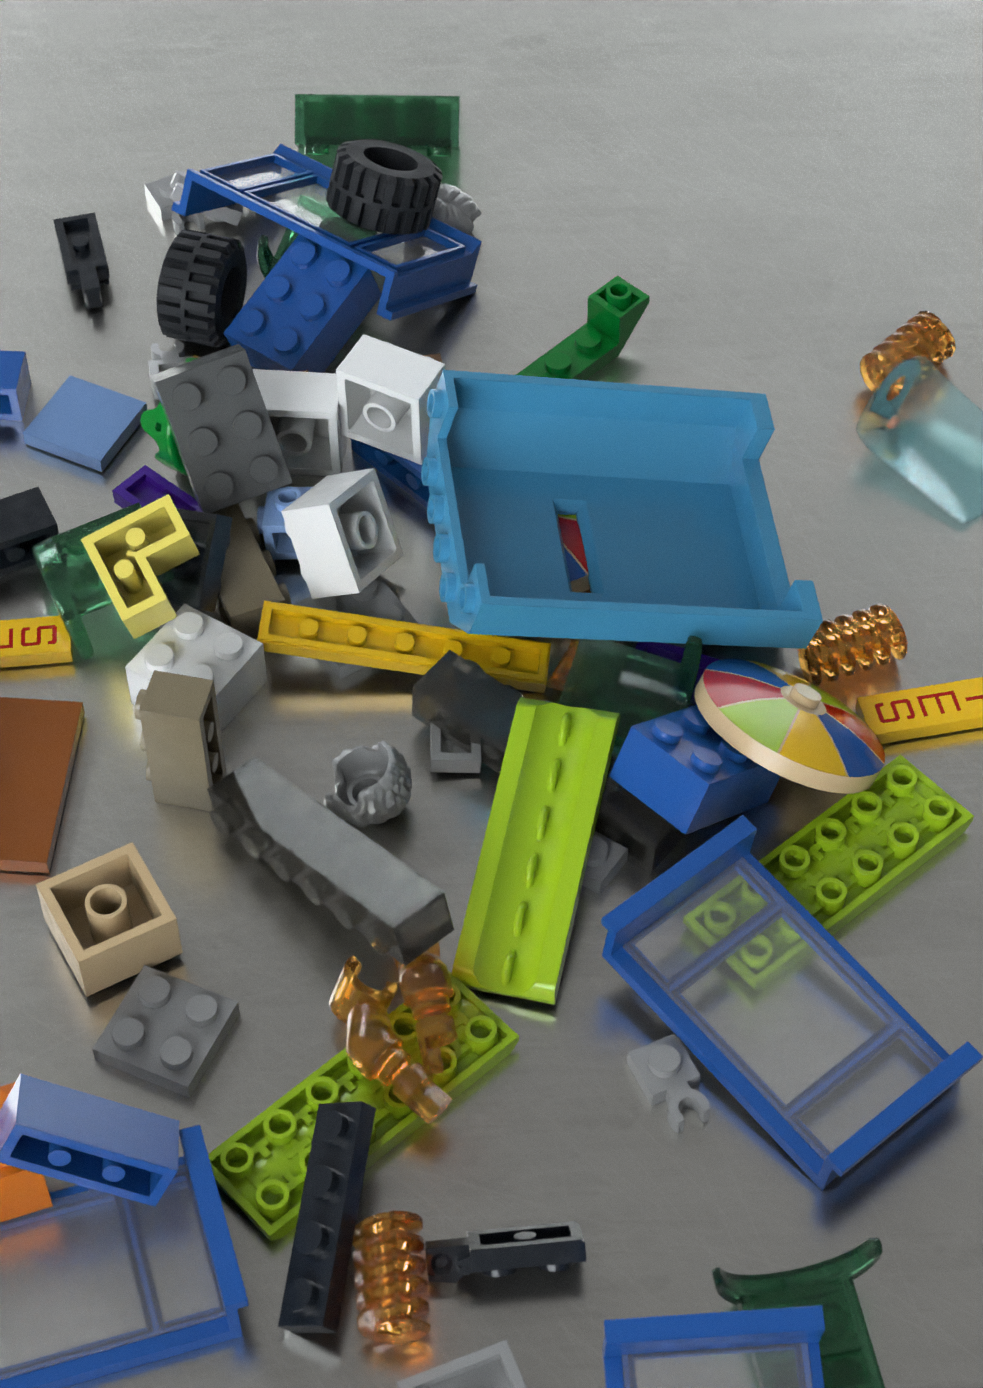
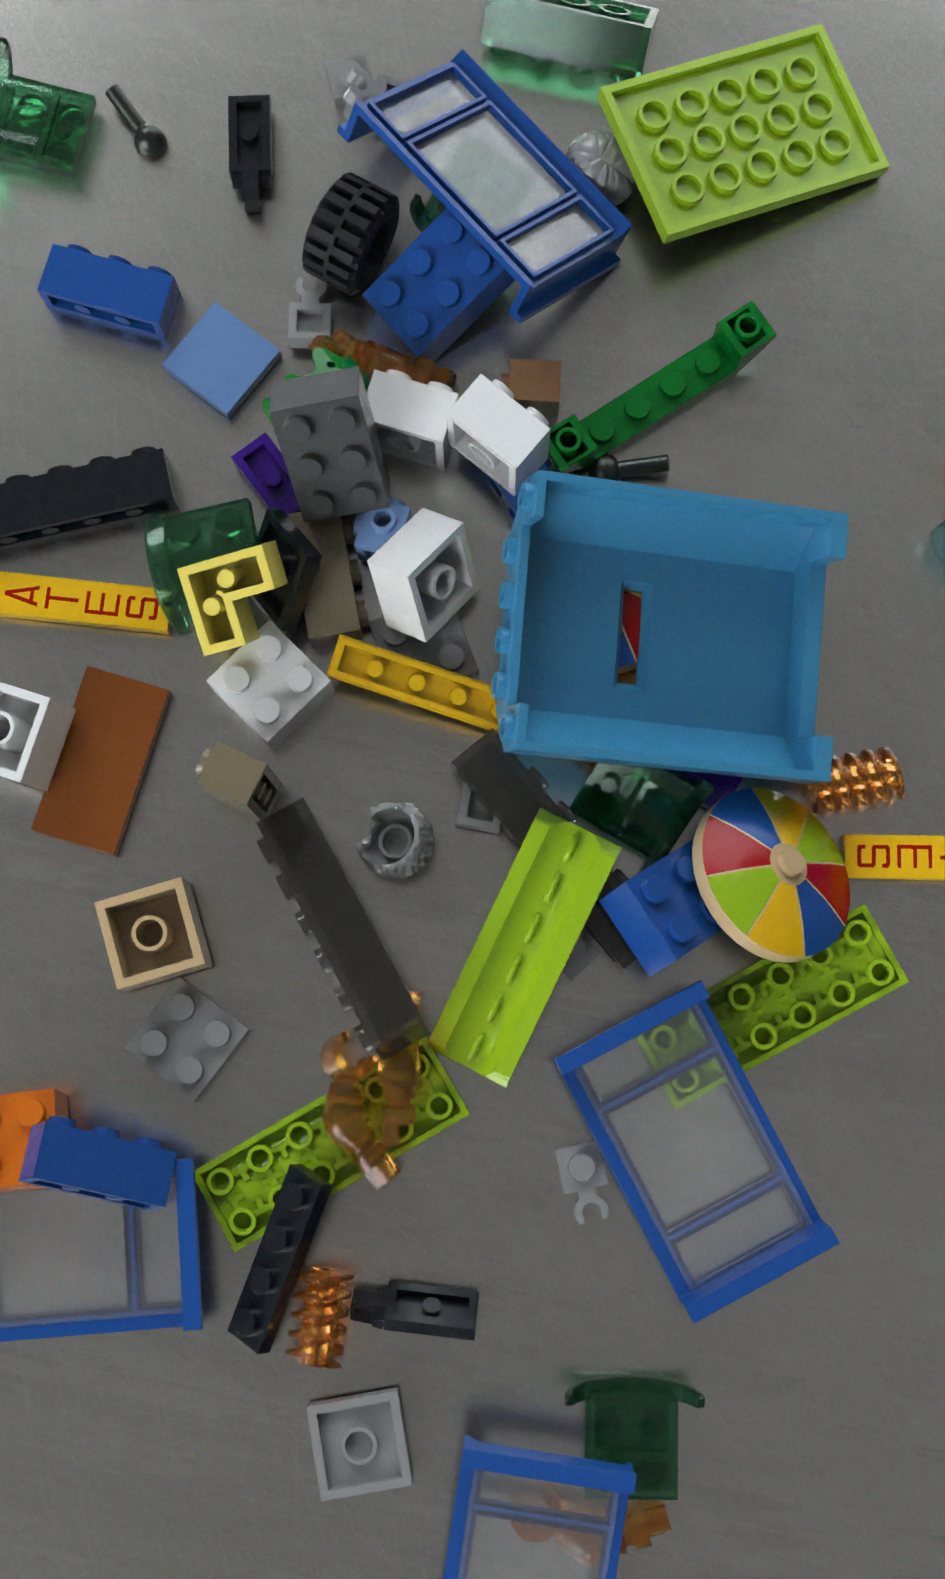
camera: 15 degrees right, 30 degrees up
(383, 187) = (546, 156): black tyre -> none
(568, 165) = (742, 132): none -> lime plate

